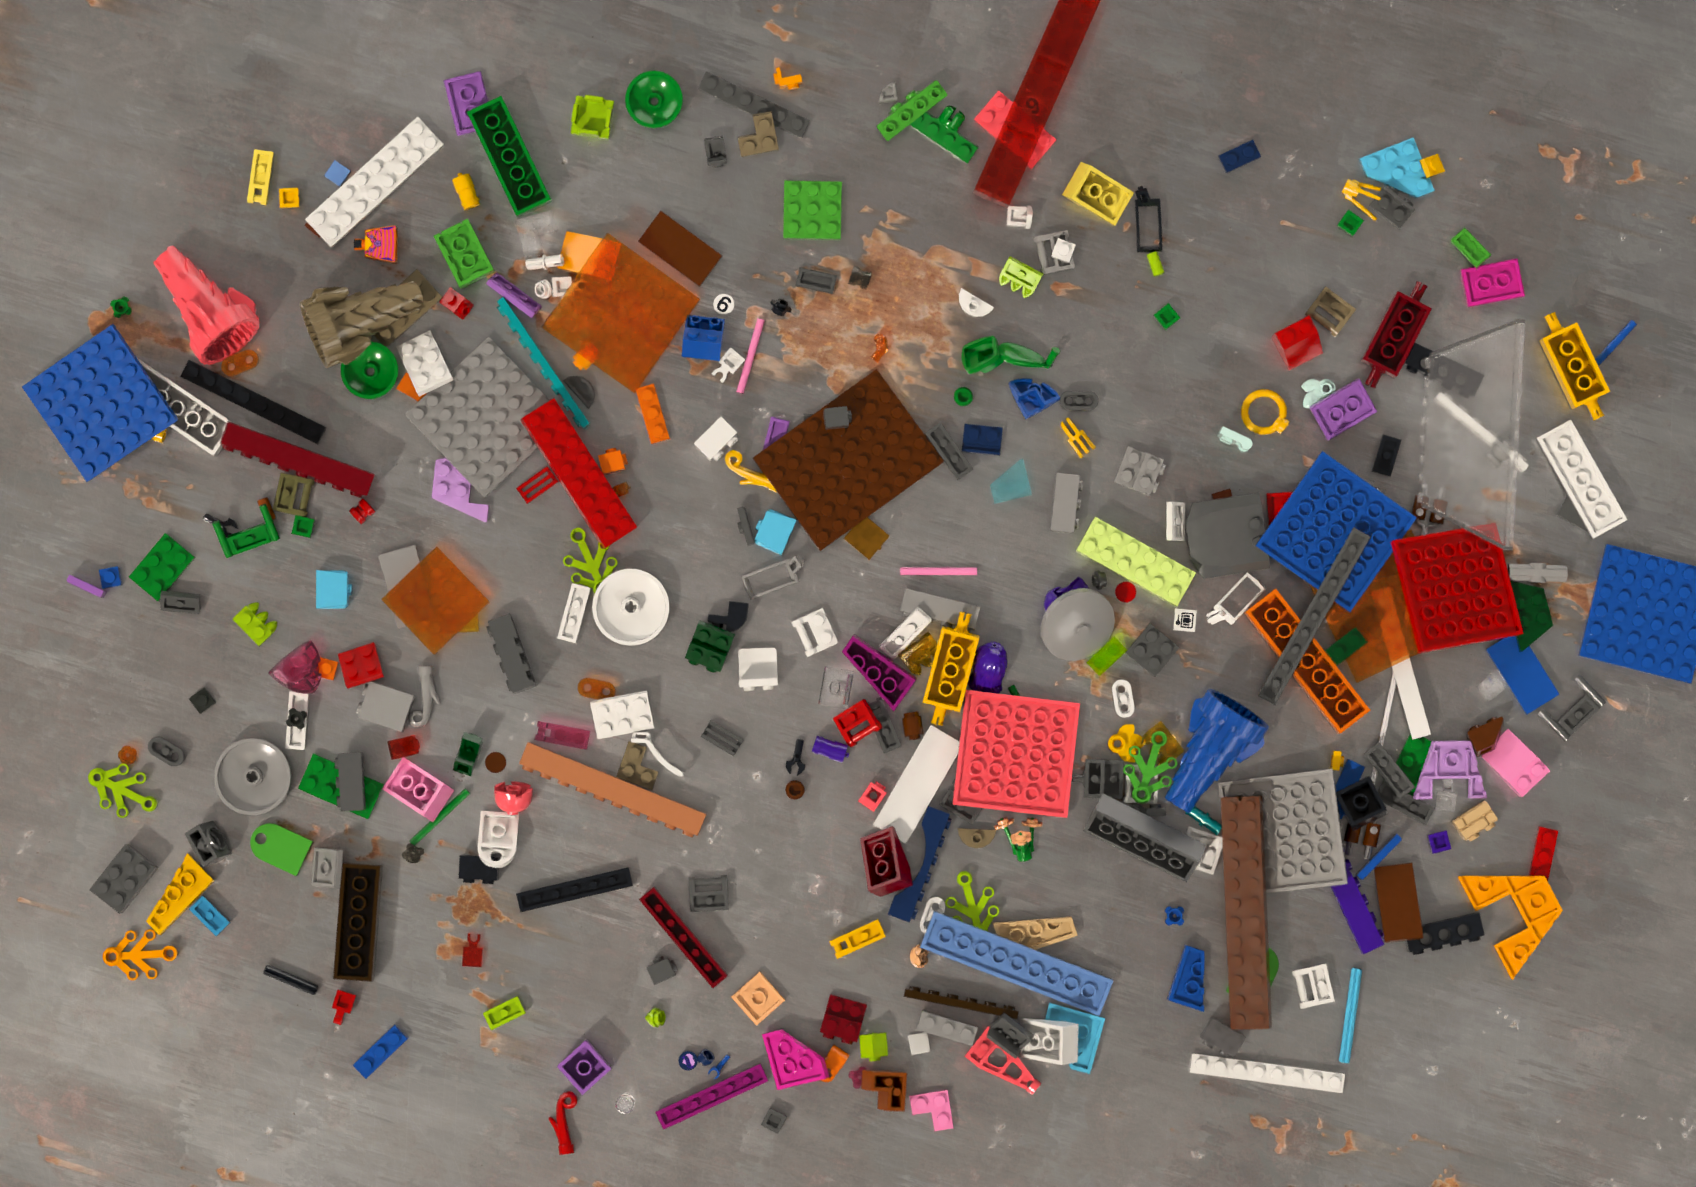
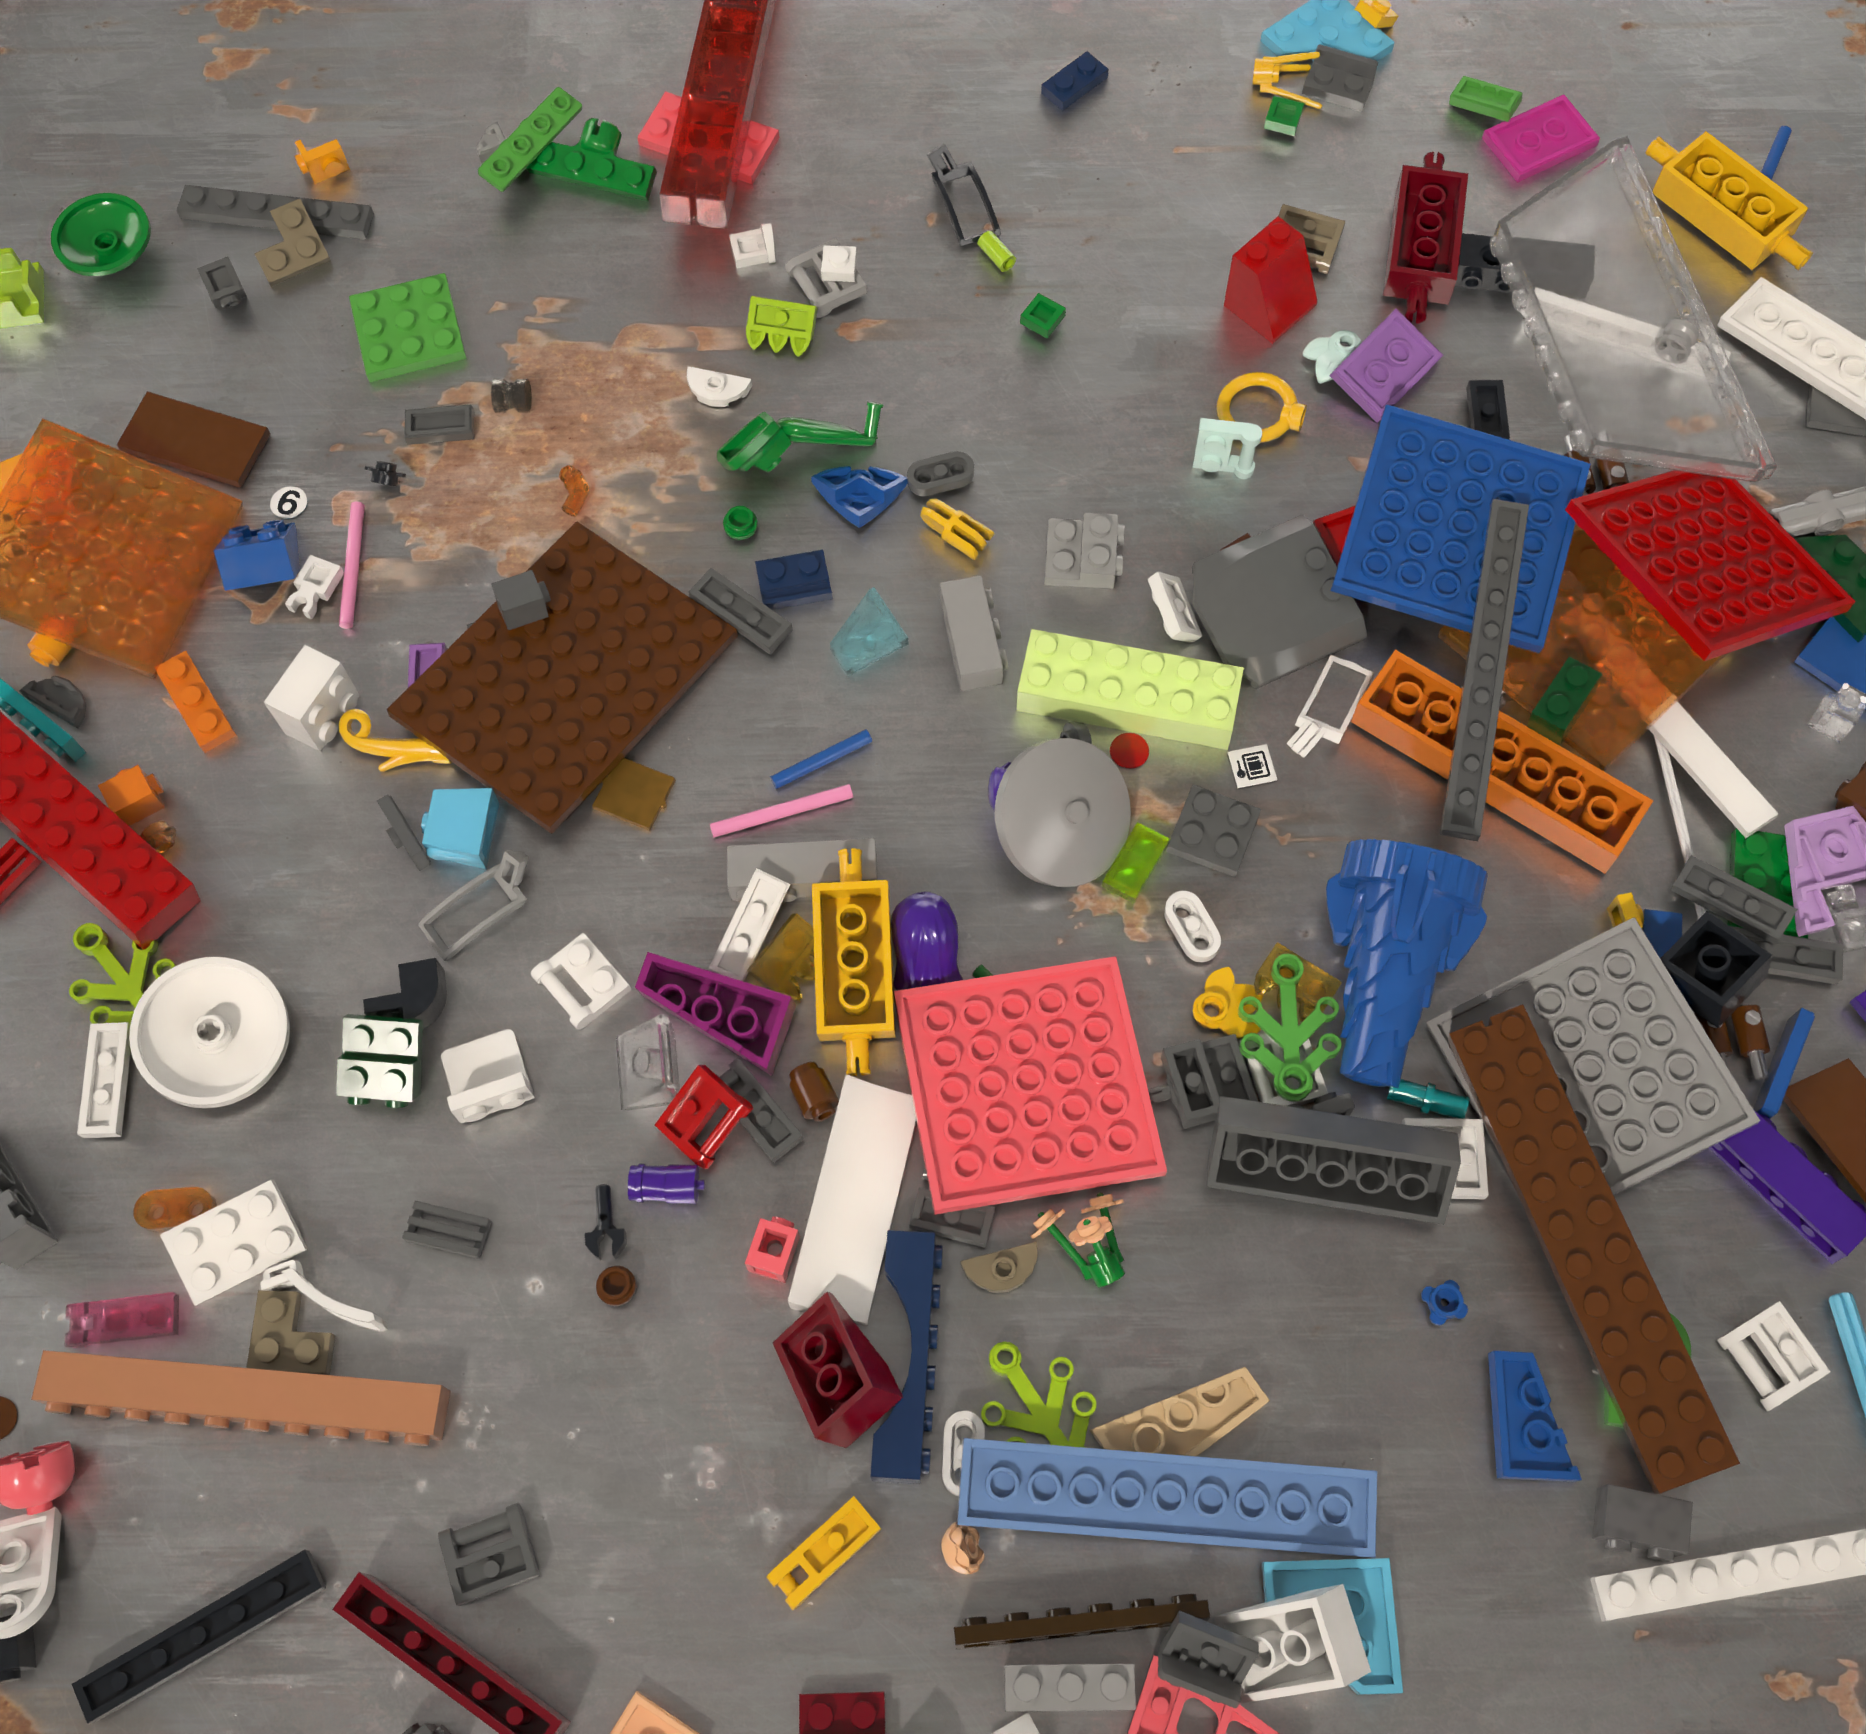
camera: 20 degrees left, 20 degrees down
(967, 548) = (821, 759): none -> blue bar
(1097, 193) = (868, 178): light yellow slope -> none

